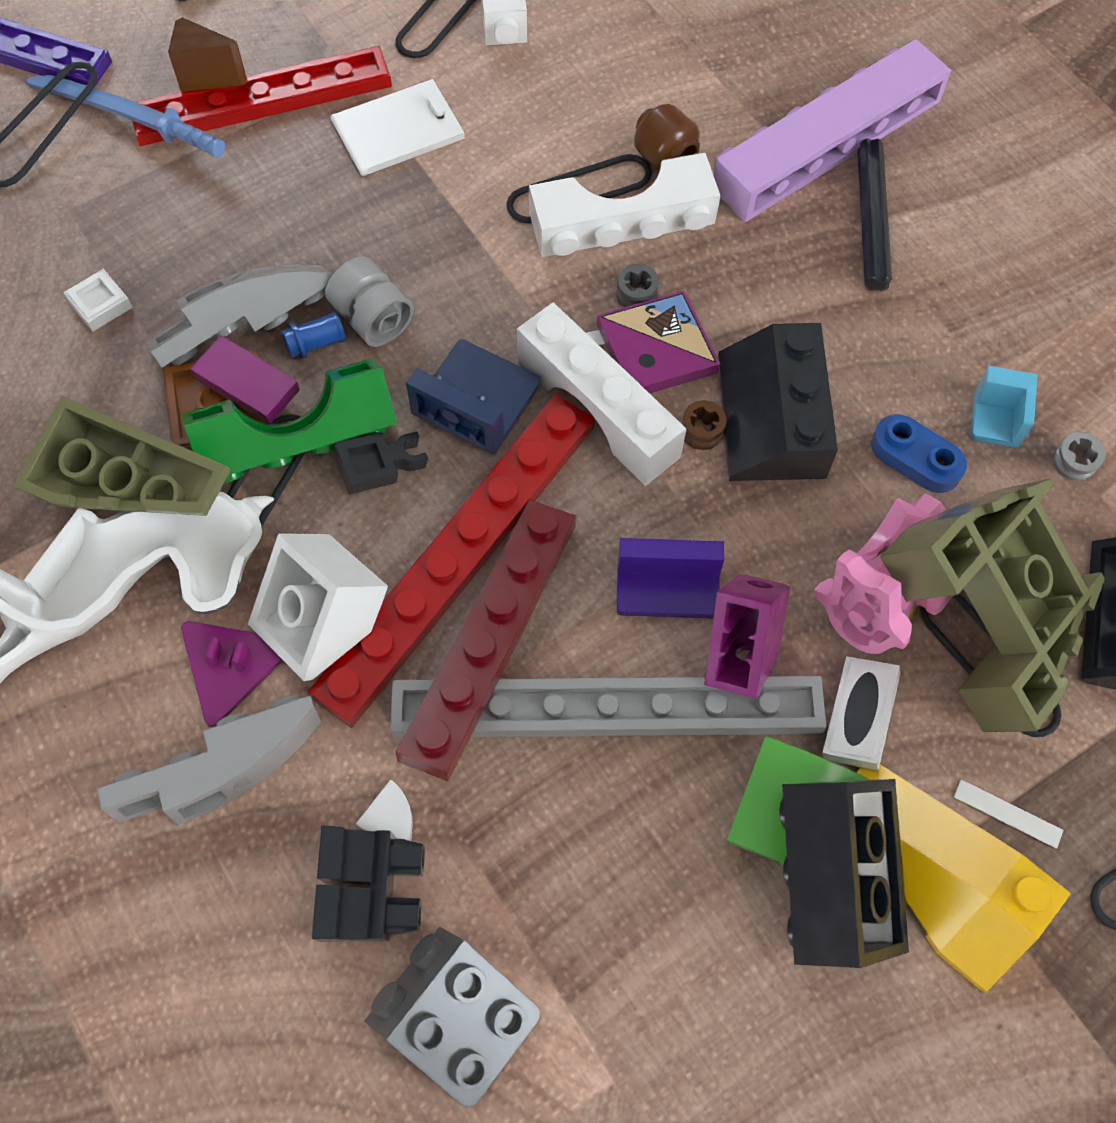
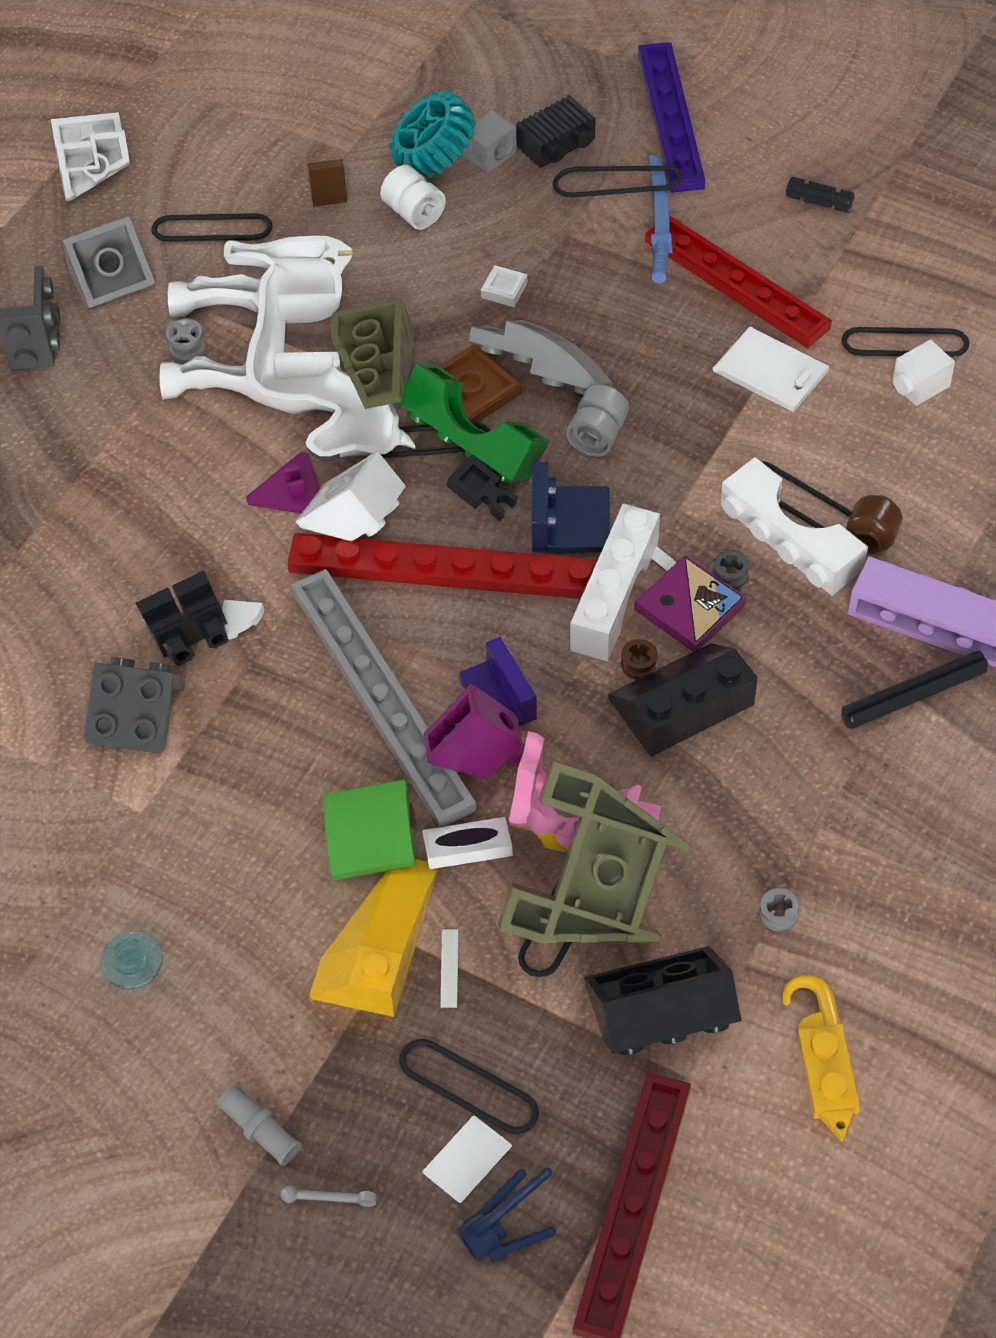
camera: 65 degrees right, 10 degrees down
(204, 58) = (726, 227): reddish brown slope -> none
(239, 756) = (224, 517): light grey slope -> none
(245, 379) = (490, 387): magenta tile -> none
(313, 335) = (547, 403): blue pin -> none
(486, 642) = (390, 603): dark red plate -> none
(844, 872) = (337, 863): black slope -> none
(917, 453) = (710, 800): blue plate -> none
(1004, 407) = (787, 842): medium azure panel -> none

